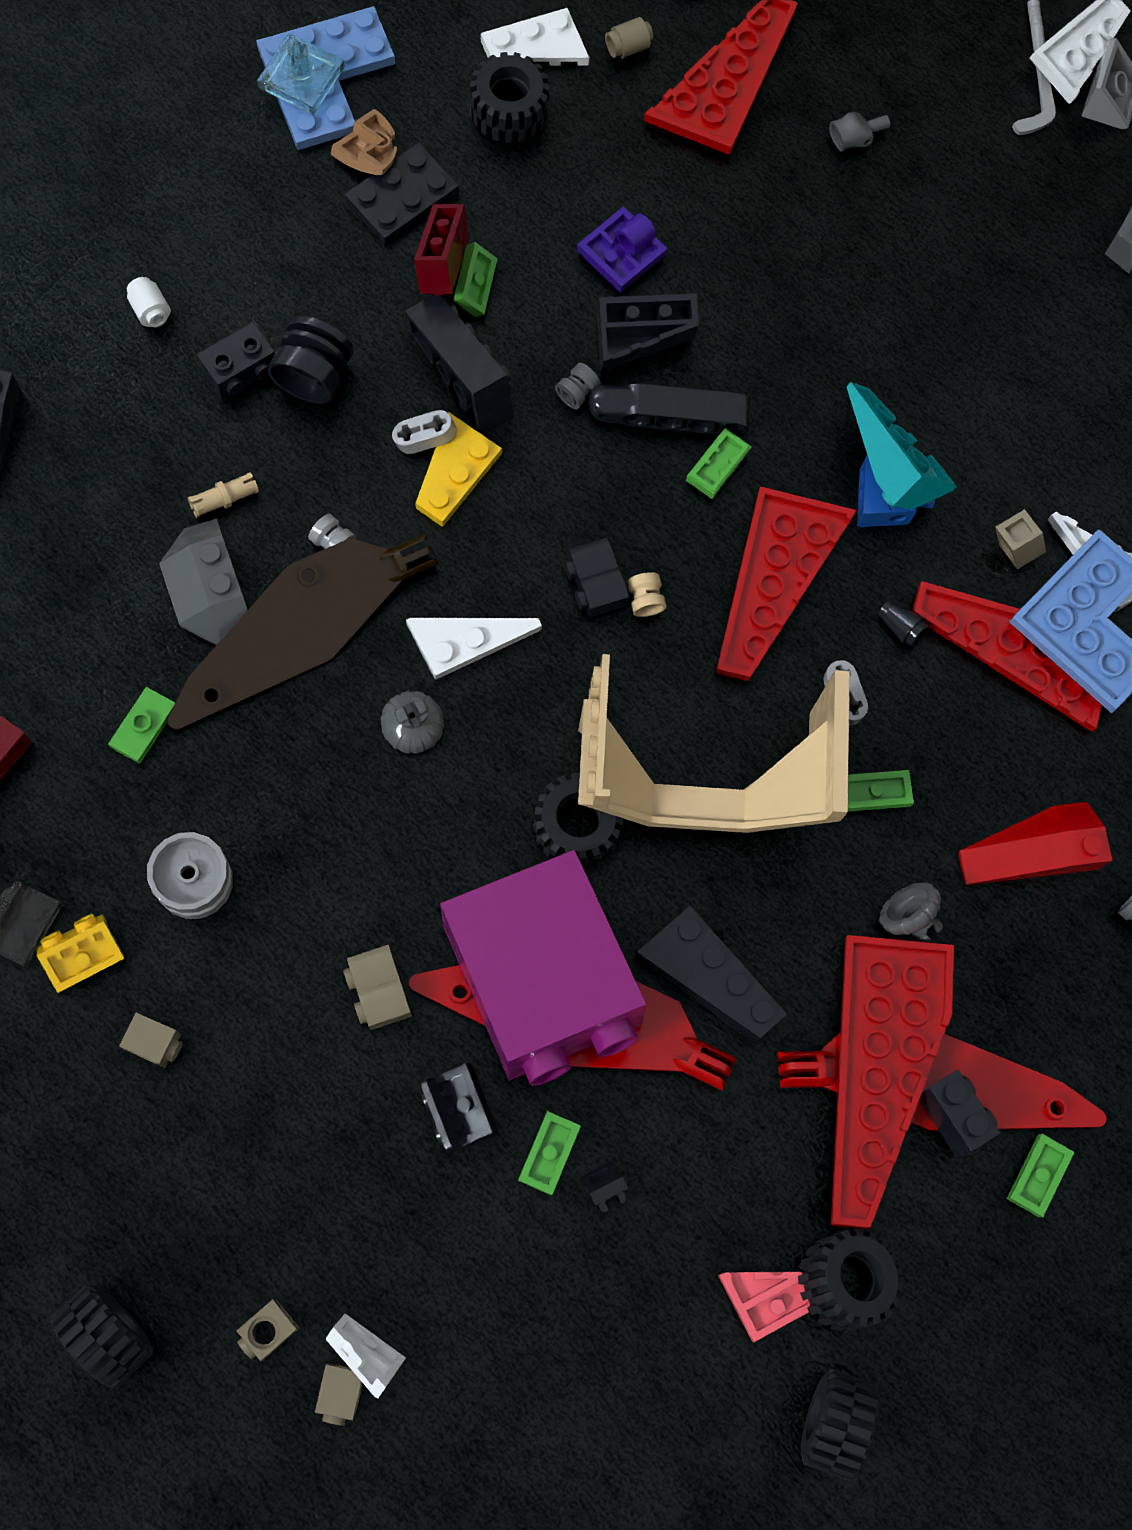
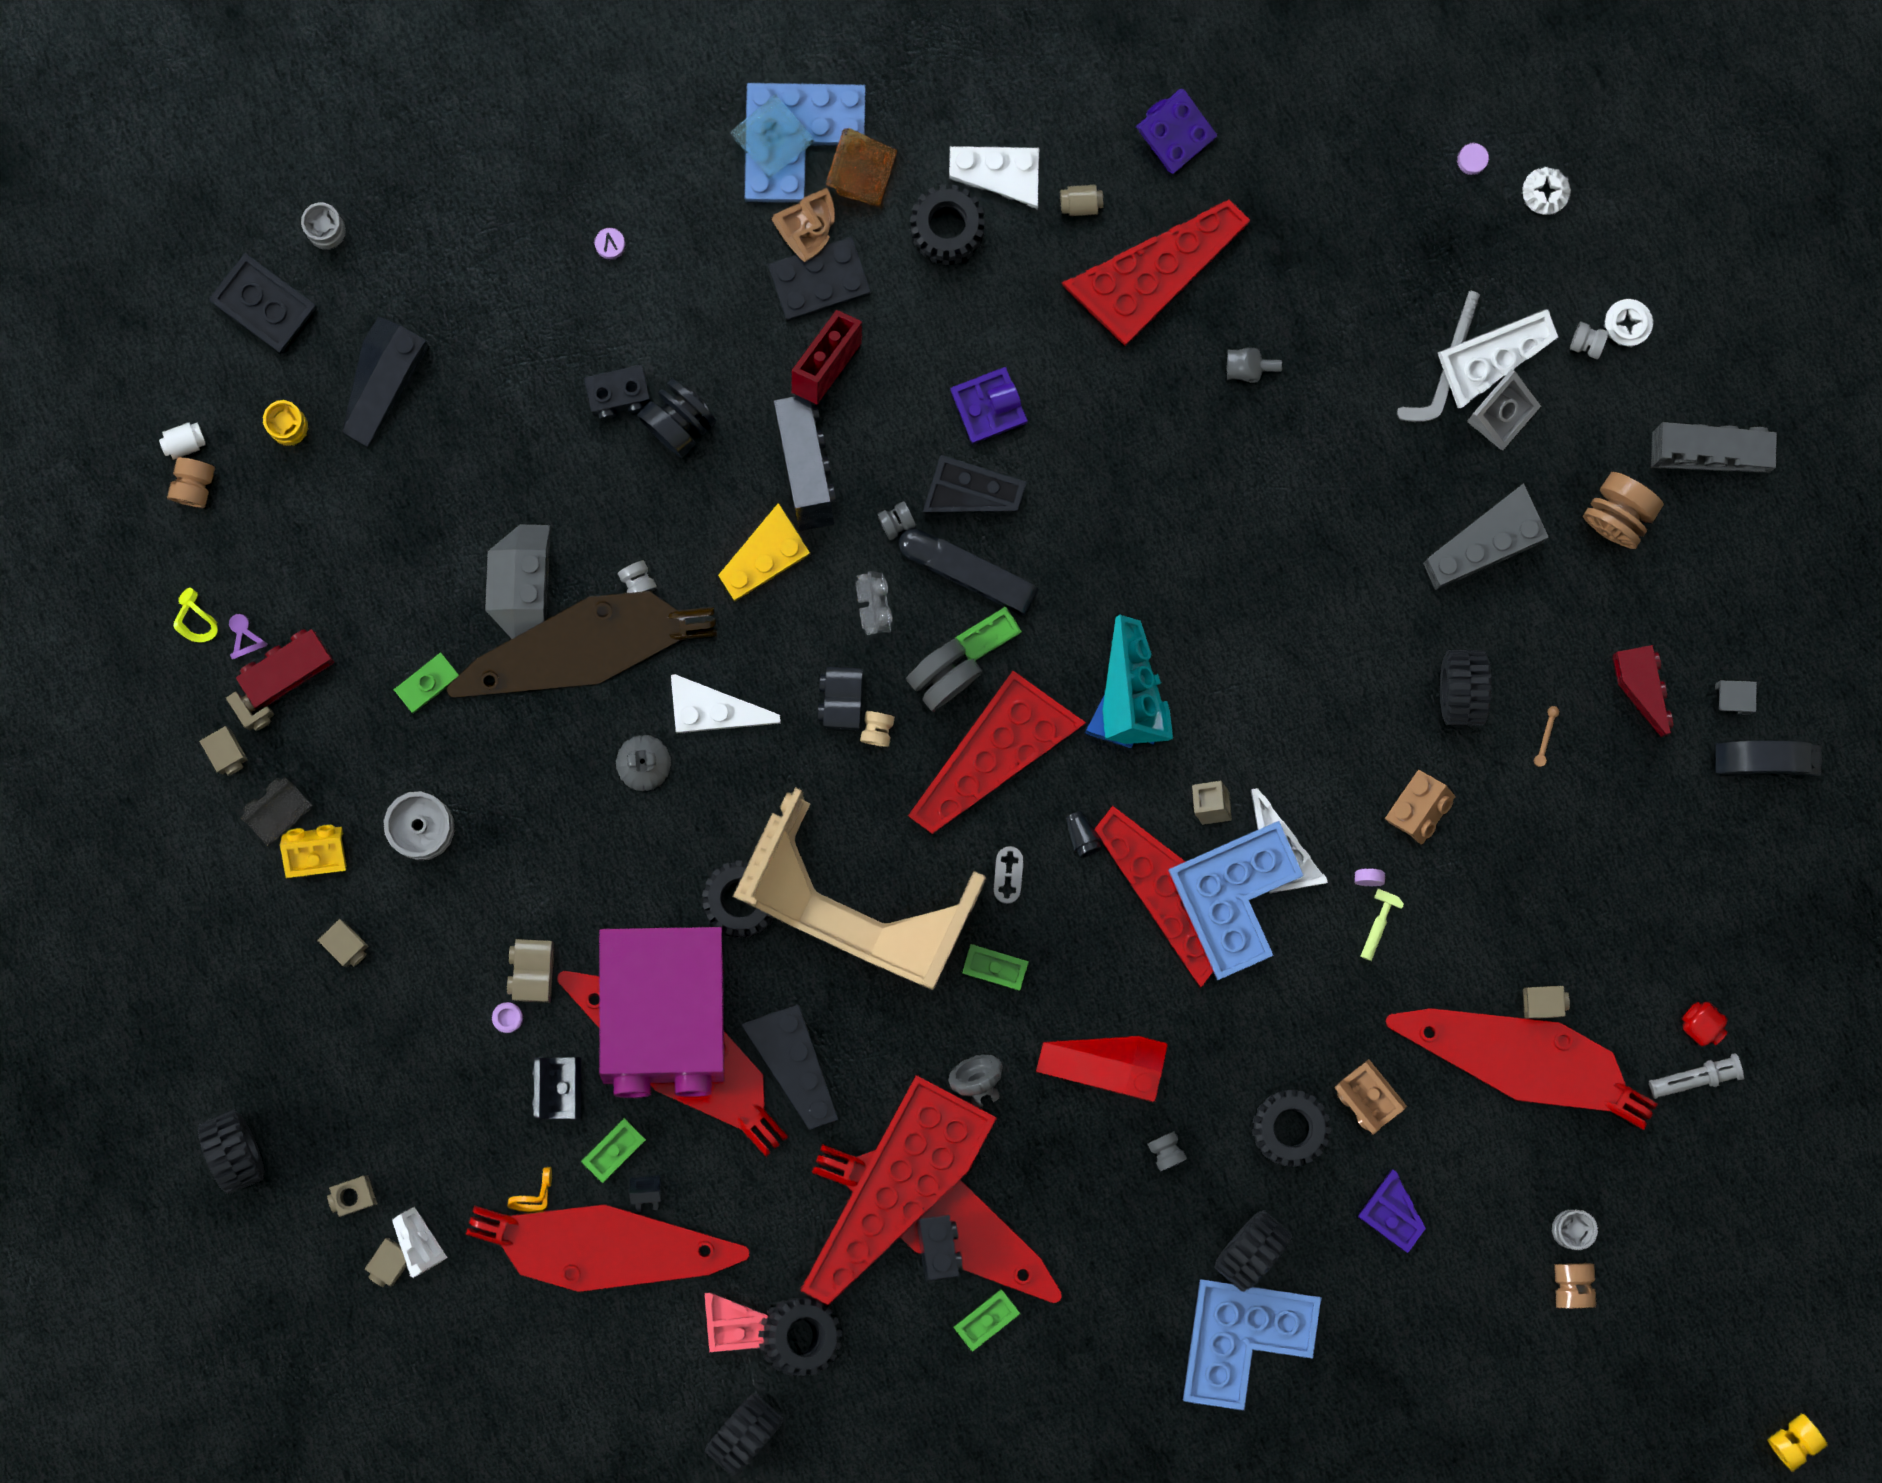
camera: 30 degrees right, 10 degrees up
(148, 302) = (562, 307): white brick -> none
(174, 229) = (609, 243): none -> lavender tile
(223, 494) = (562, 507): tan pin -> none
(369, 1052) = (507, 1017): none -> lavender tile
(401, 76) = (861, 167): none -> clear orange plate
(424, 432) = (750, 508): light grey beam -> none
(460, 1263) = (546, 1182): none -> light orange piece
(475, 279) = (848, 388): bright green plate -> none
(580, 1270) = (602, 1247): none -> red wing
(596, 483) = (873, 589): none -> clear hinge
(689, 508) = (941, 671): none -> dark grey wheel

